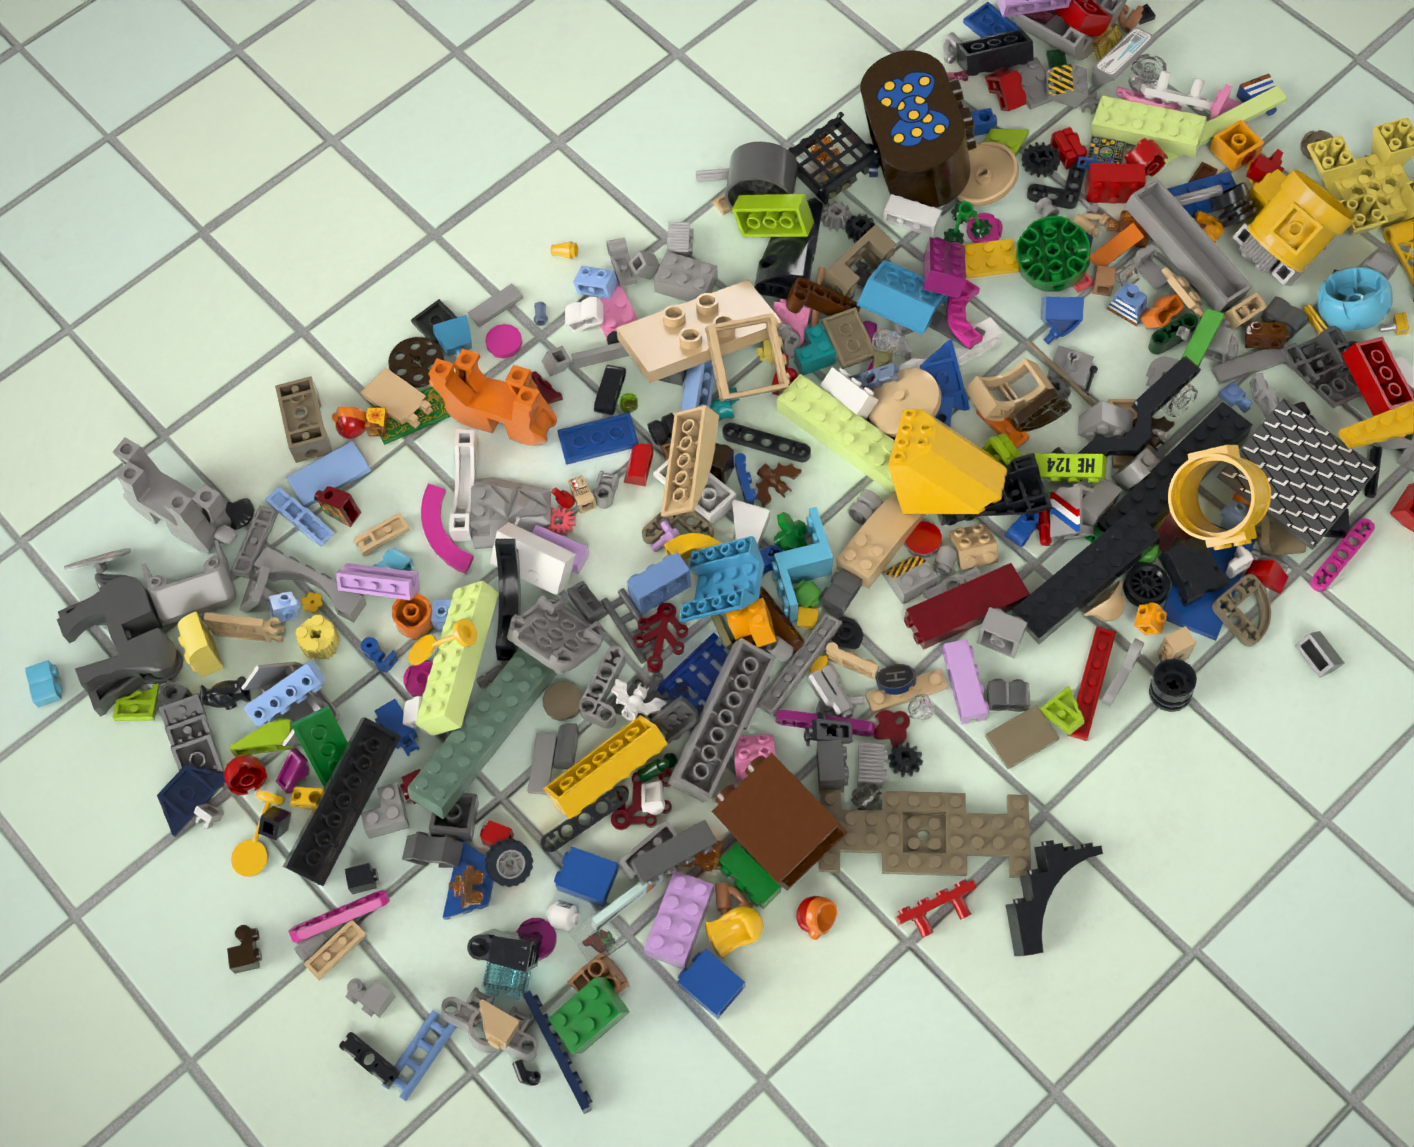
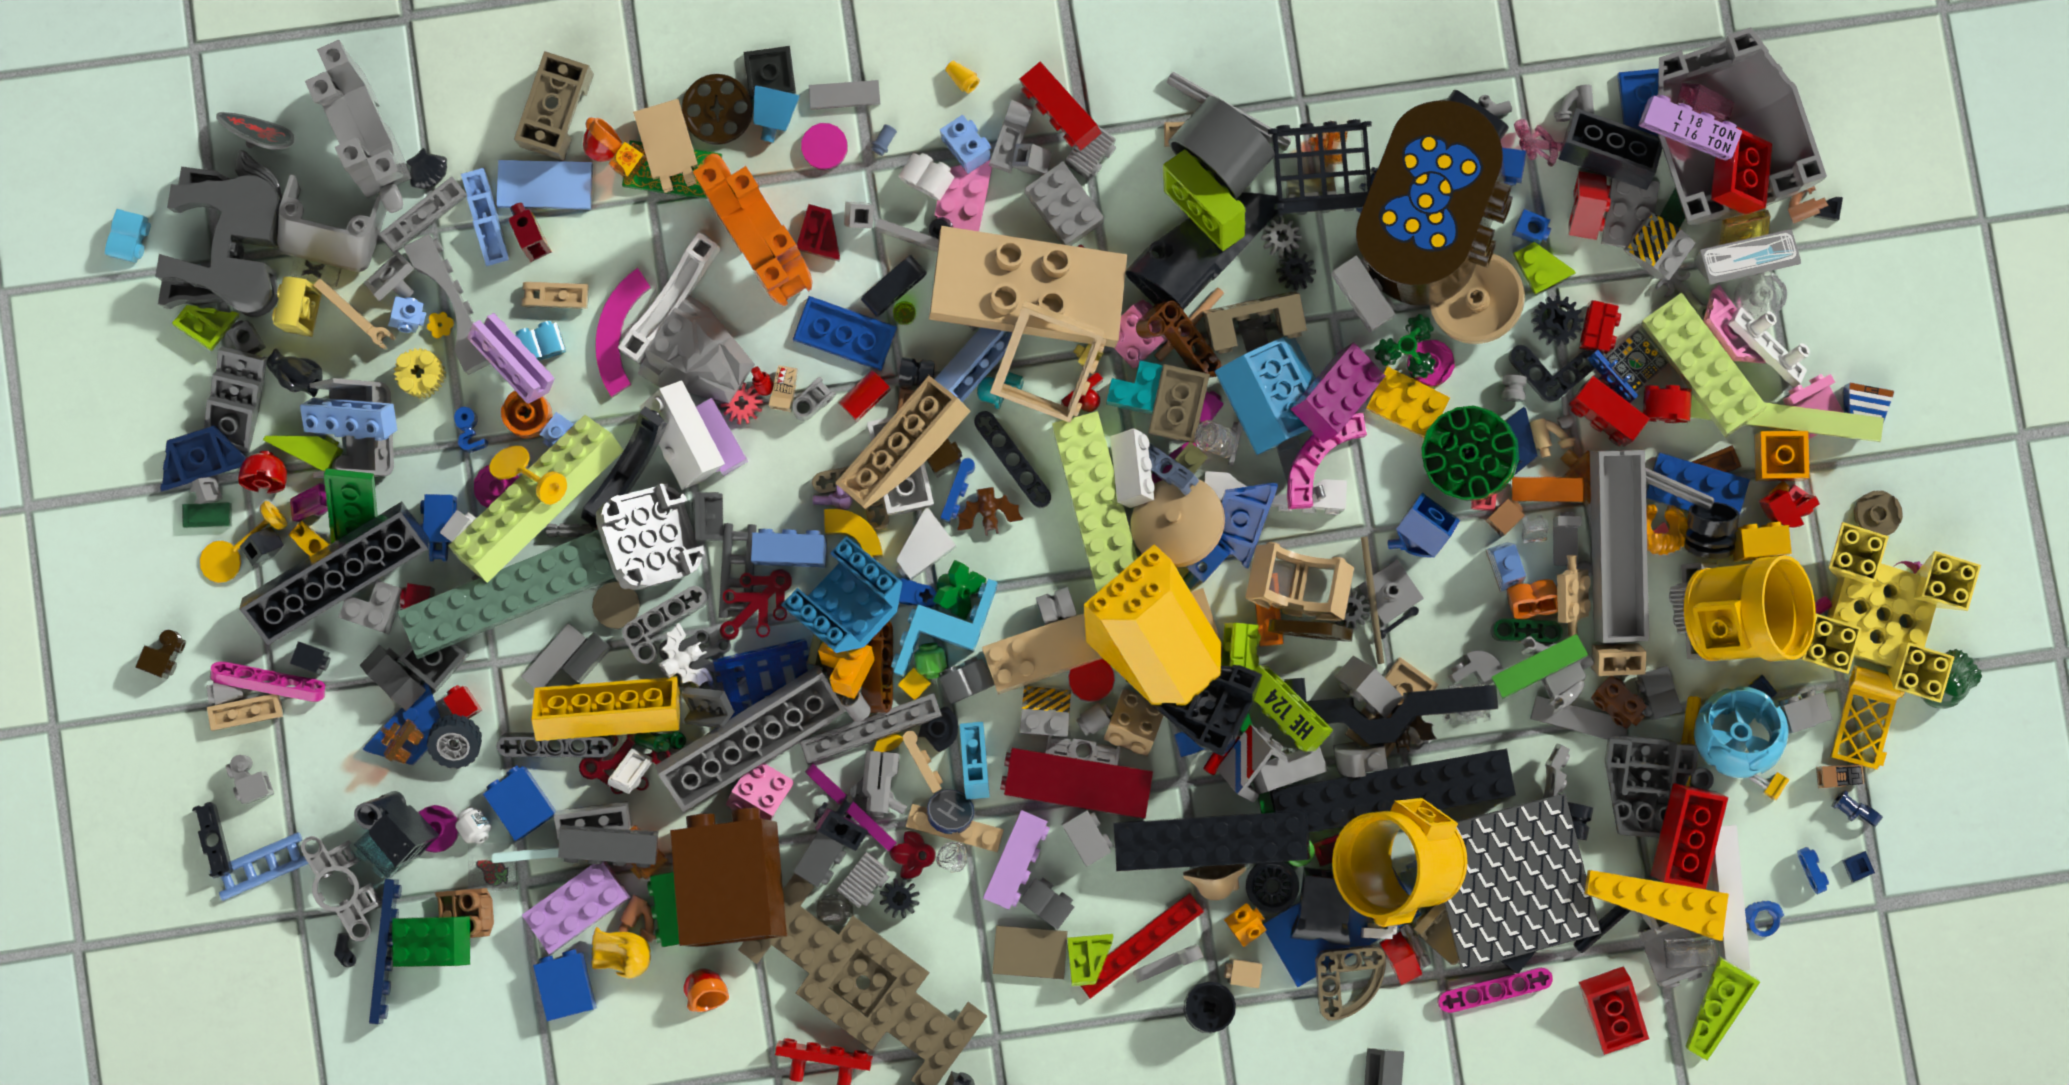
camera: 30 degrees right, 20 degrees up
(219, 832) = (207, 515): none -> clear green tile
(497, 1025) = (339, 897): tan slope -> none
(641, 224) = (1059, 106): none -> red brick
(789, 339) = (1115, 361): light grey piece -> none
(887, 638) = (974, 760): none -> medium azure slope
(1235, 395) = (1532, 742): medium blue plate -> none

